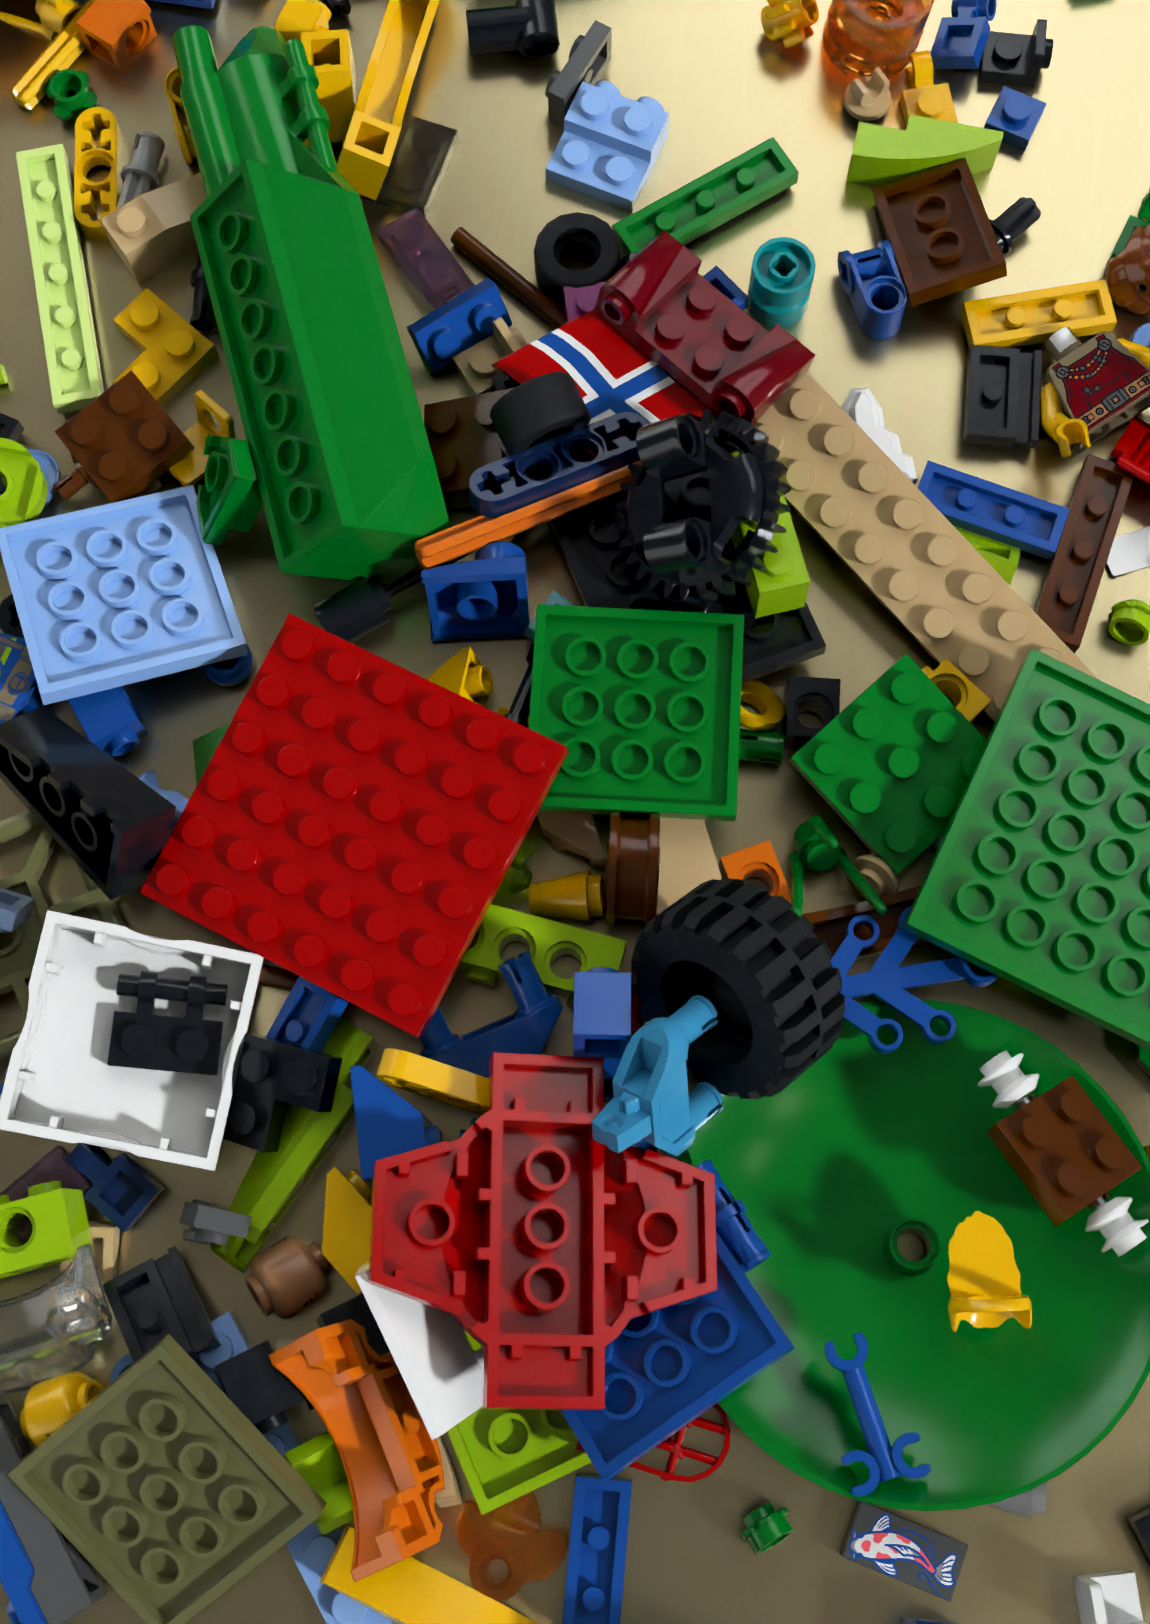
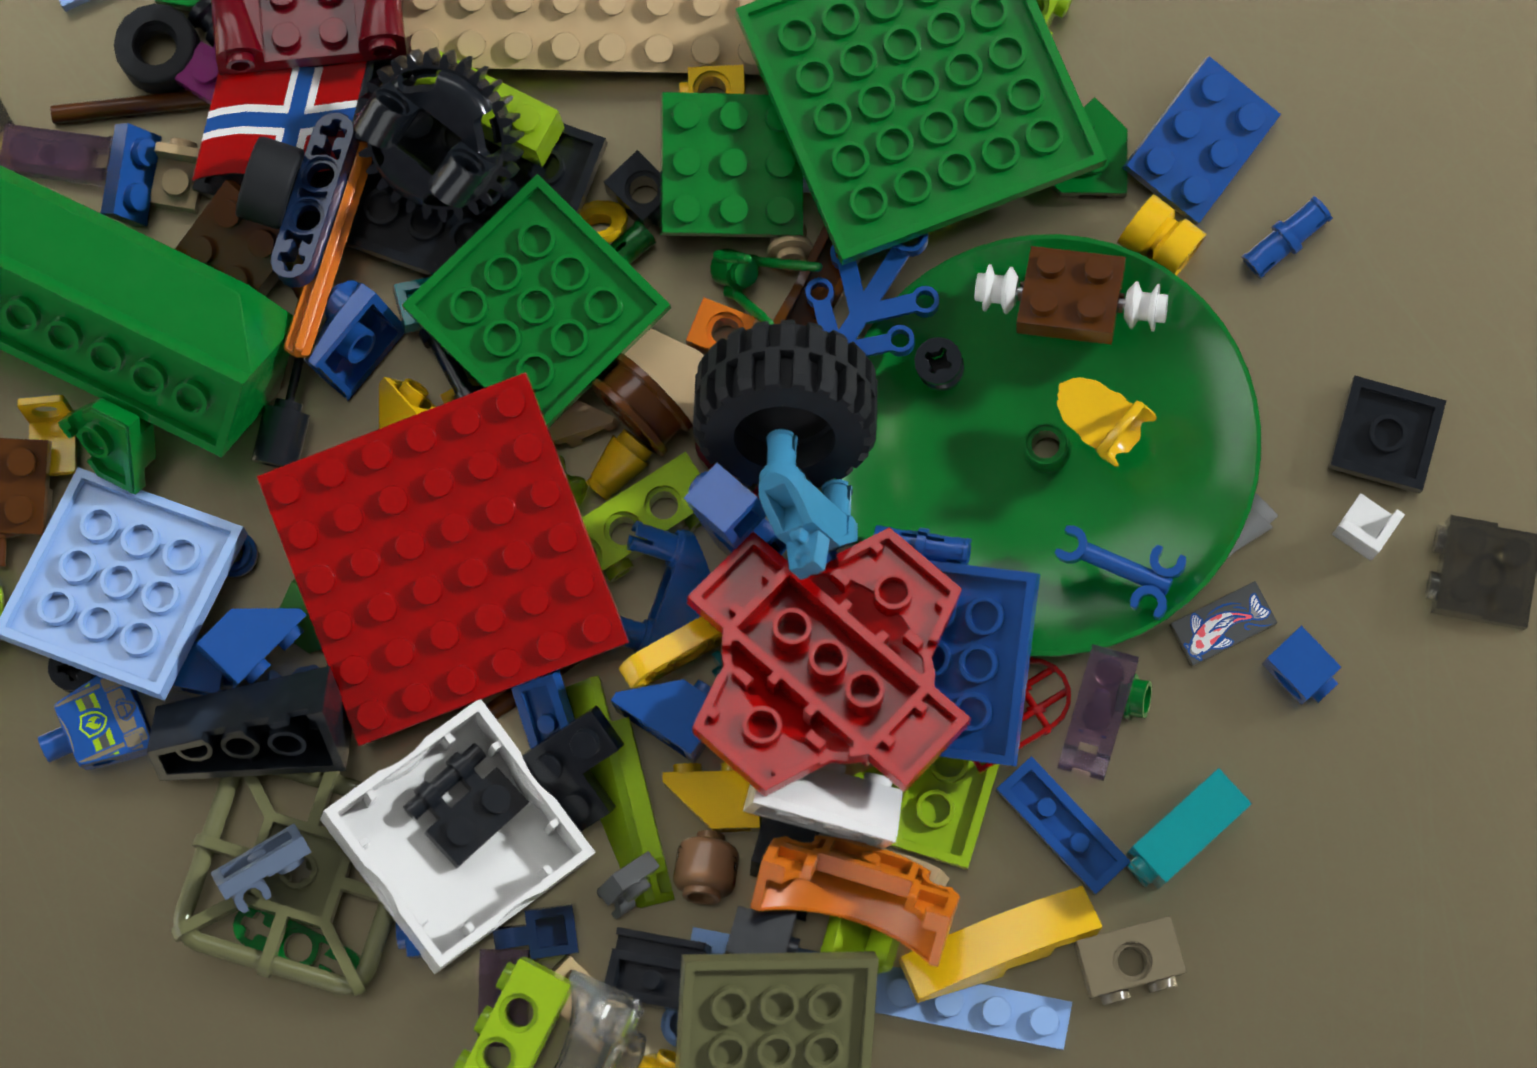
camera: 45 degrees left, 5 degrees up
(149, 723) = (246, 637): none -> blue slope
(513, 1536) = (998, 863): clear orange plate -> none
(724, 1509) = (1098, 710): none -> clear purple plate
(897, 1099) = (946, 370): none -> black wheel

